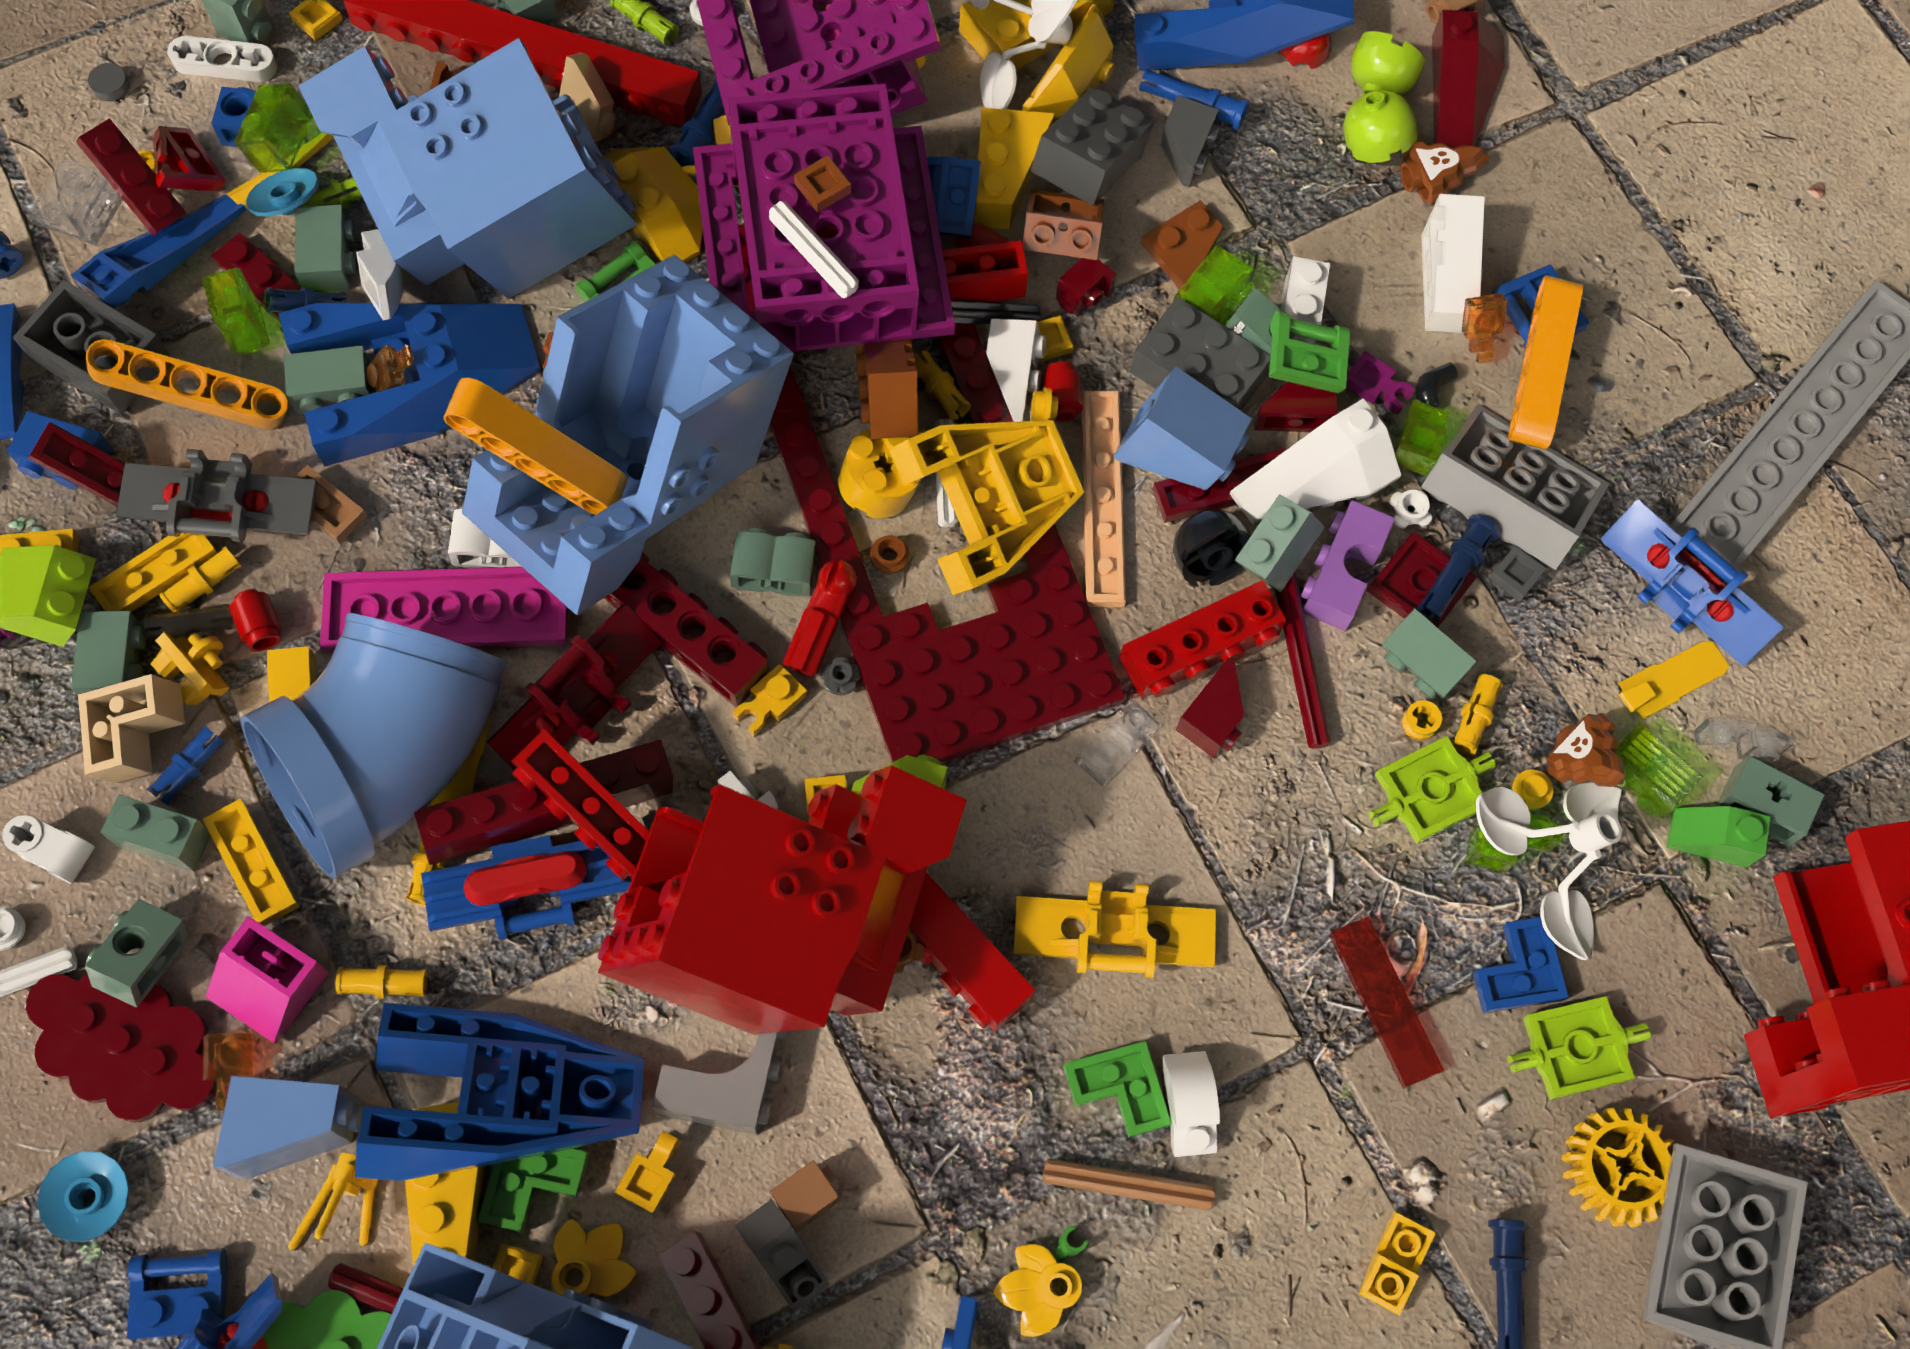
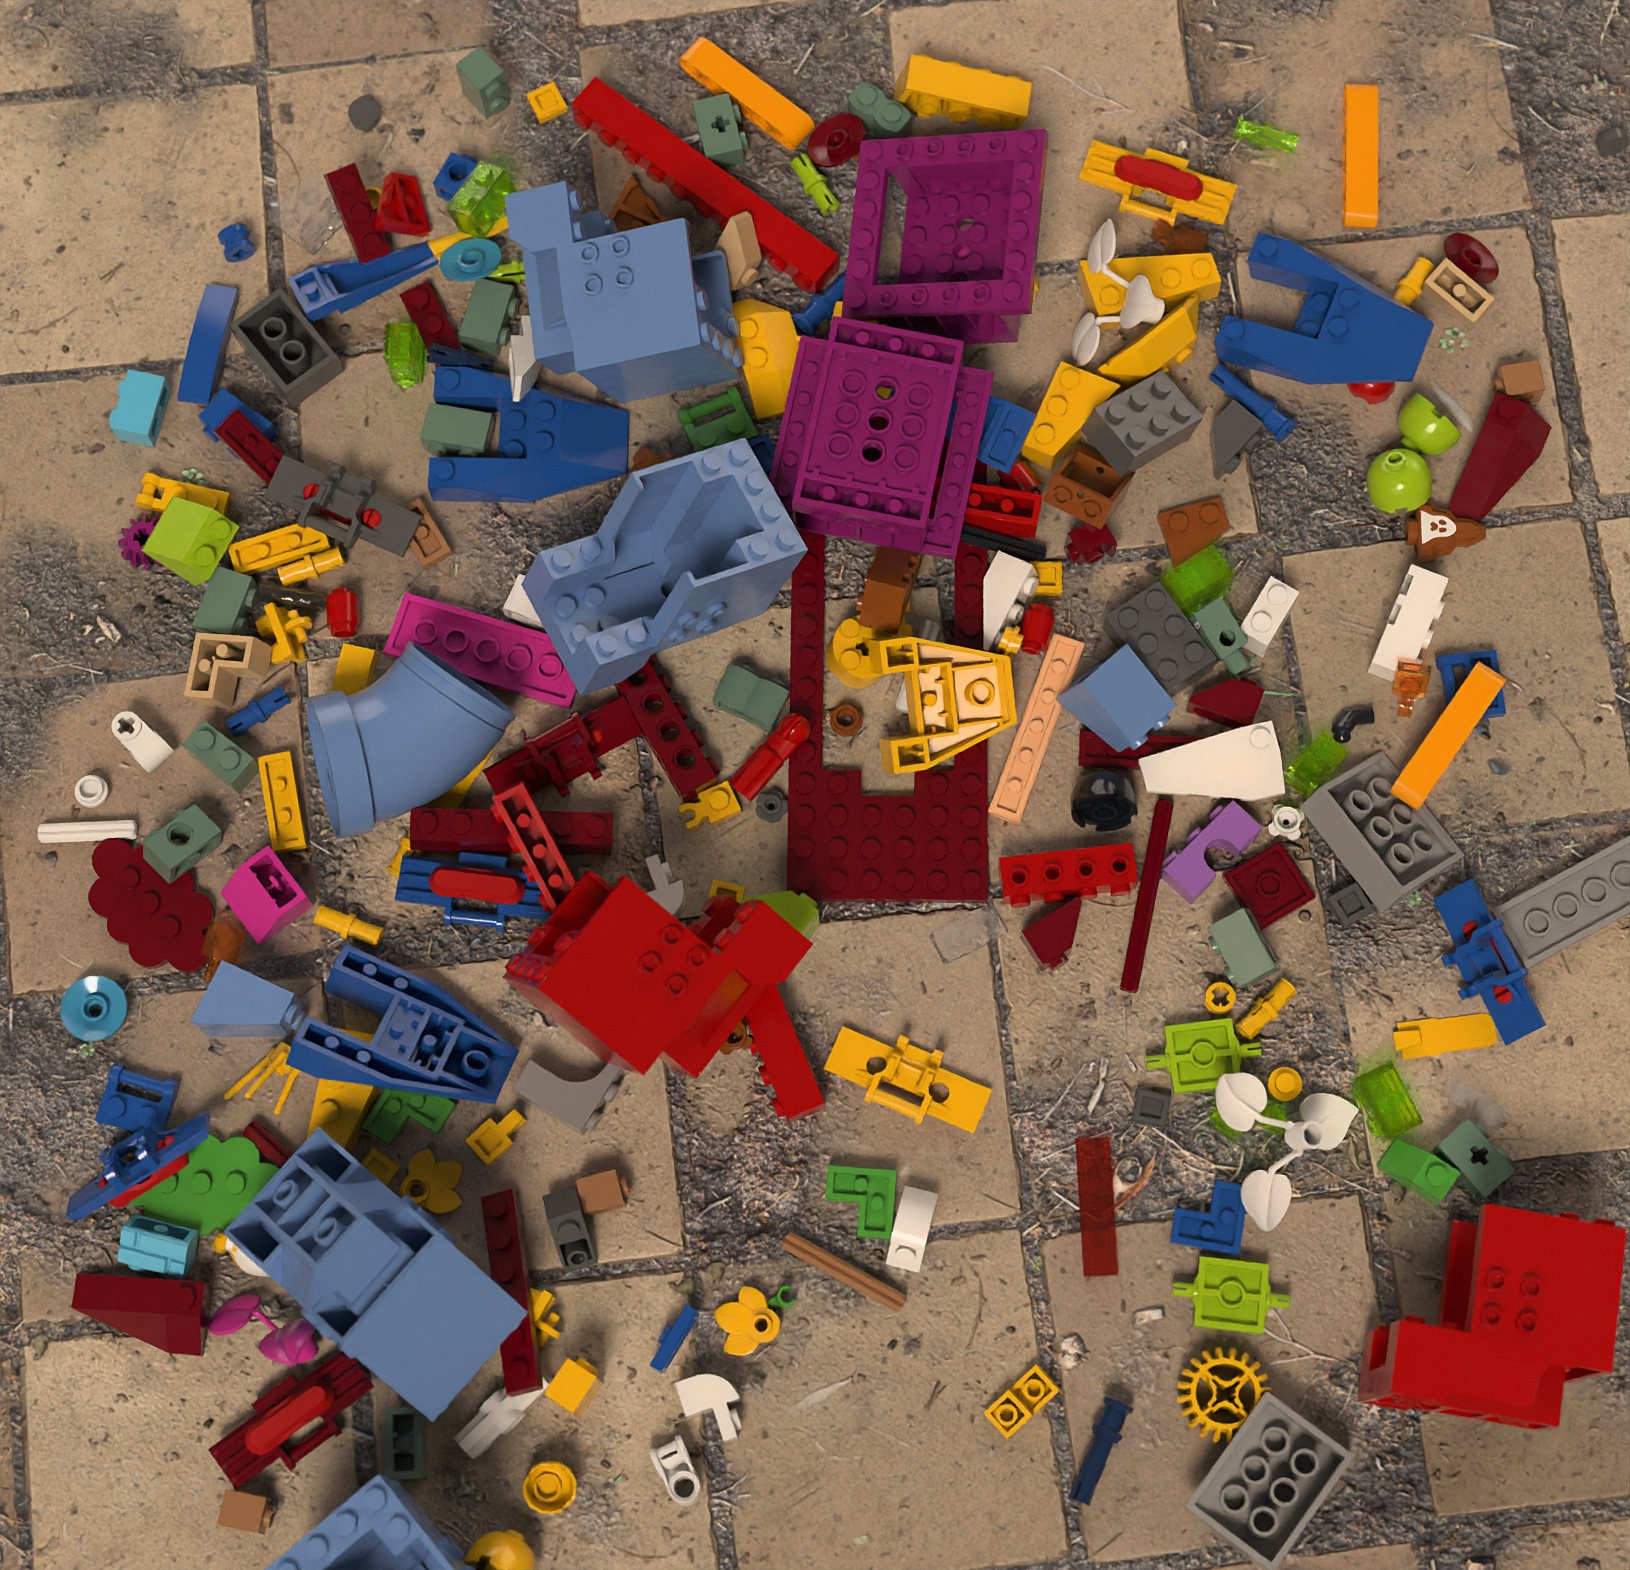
camera: 30 degrees right, 5 degrees up
(172, 370) = (331, 405): light orange beam -> none
(210, 48) = (451, 109): white beam -> none
(388, 368) = (504, 440): clear orange plate -> none
(534, 446) = (588, 560): light orange beam -> none
(813, 249) = (853, 469): white axle -> none
(822, 183) = (879, 416): dark orange plate -> none
(940, 386) = (938, 591): yellow pin -> none
(1280, 543) = (1157, 817): sand green brick -> none
(1307, 362) = (1240, 674): bright green plate -> none
(1373, 379) = (1300, 702): magenta plate -> none
(1398, 868) = (1151, 1109): none -> dark grey tile
(1465, 555) = (1311, 877): dark blue pin -> none
(1587, 753) = (1336, 1071): dark orange rock -> none

